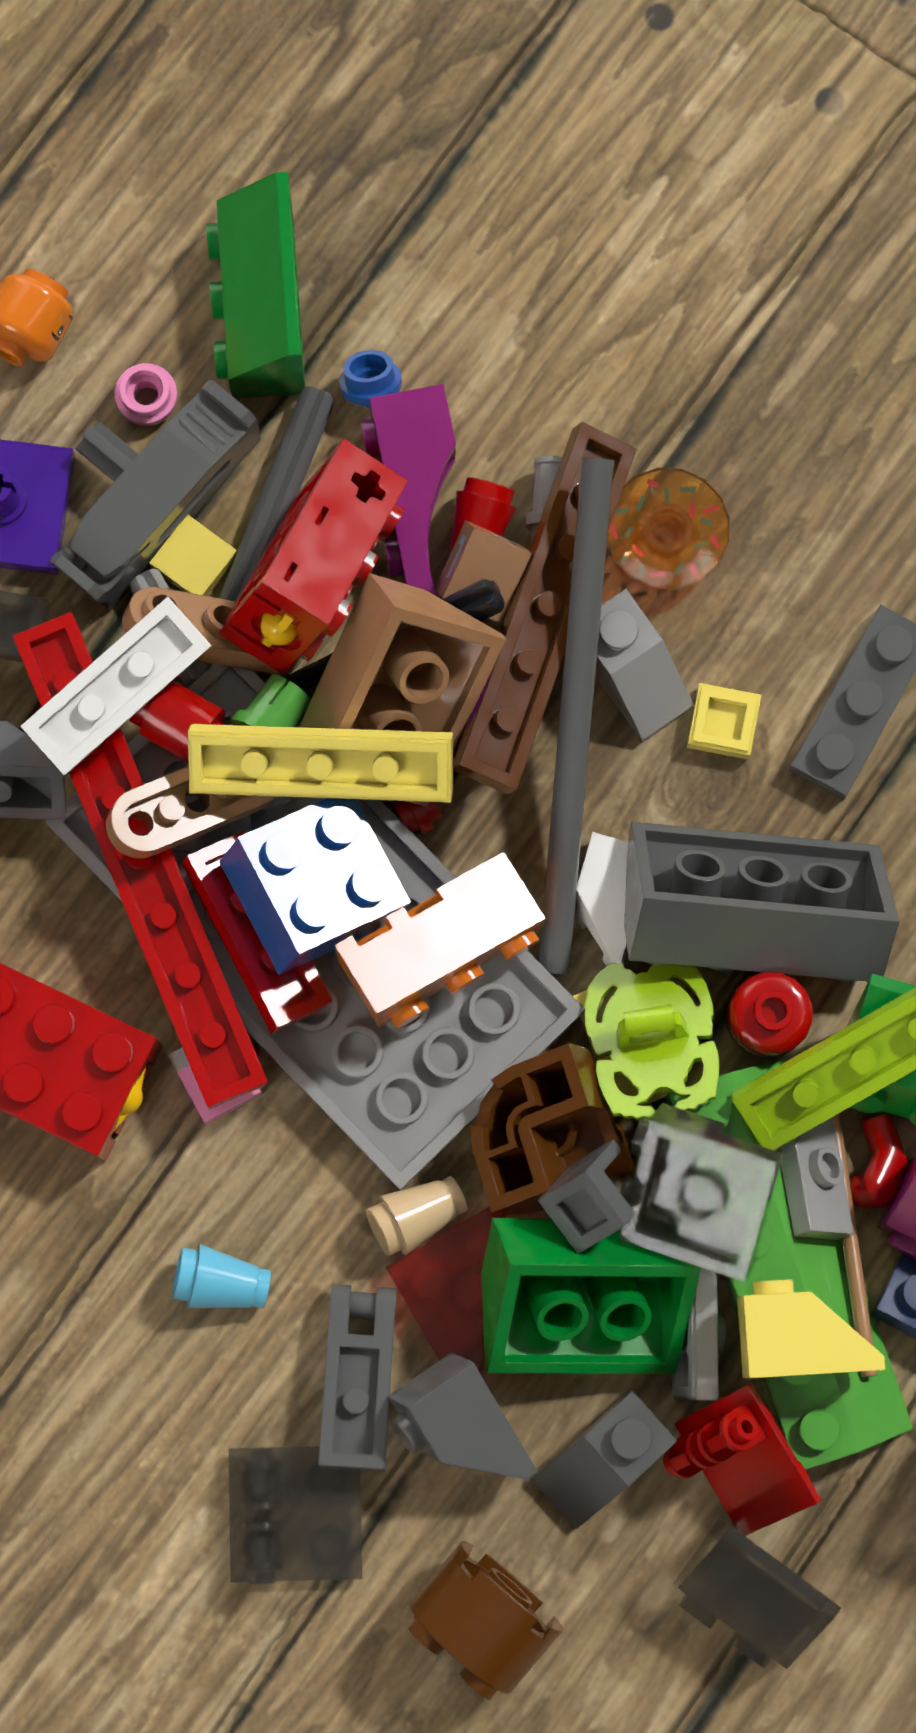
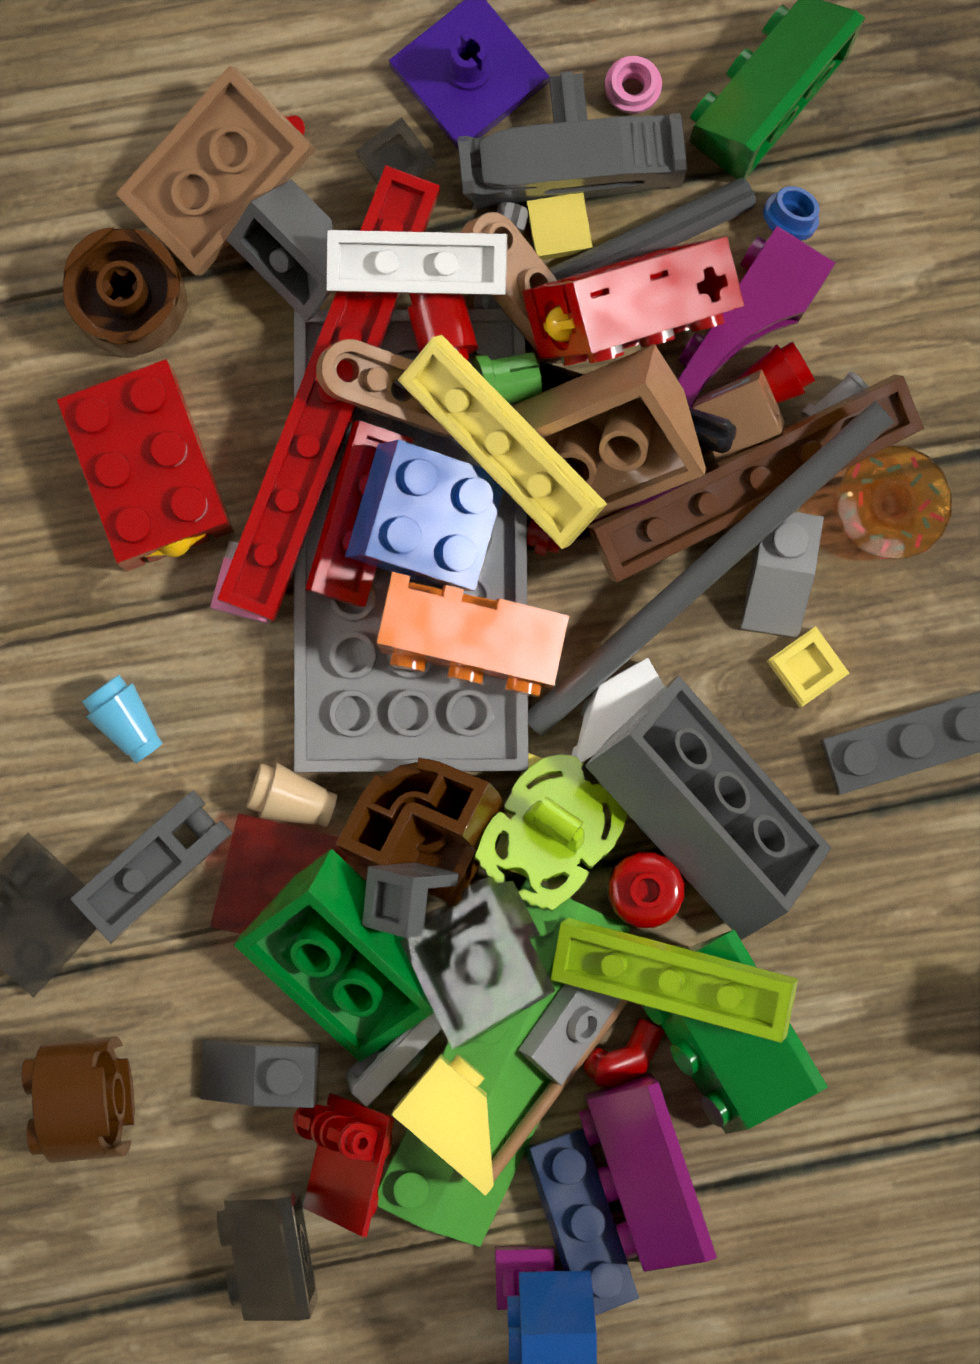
camera: 45 degrees right, 5 degrees up
(458, 1421) = (185, 957): dark grey slope -> none

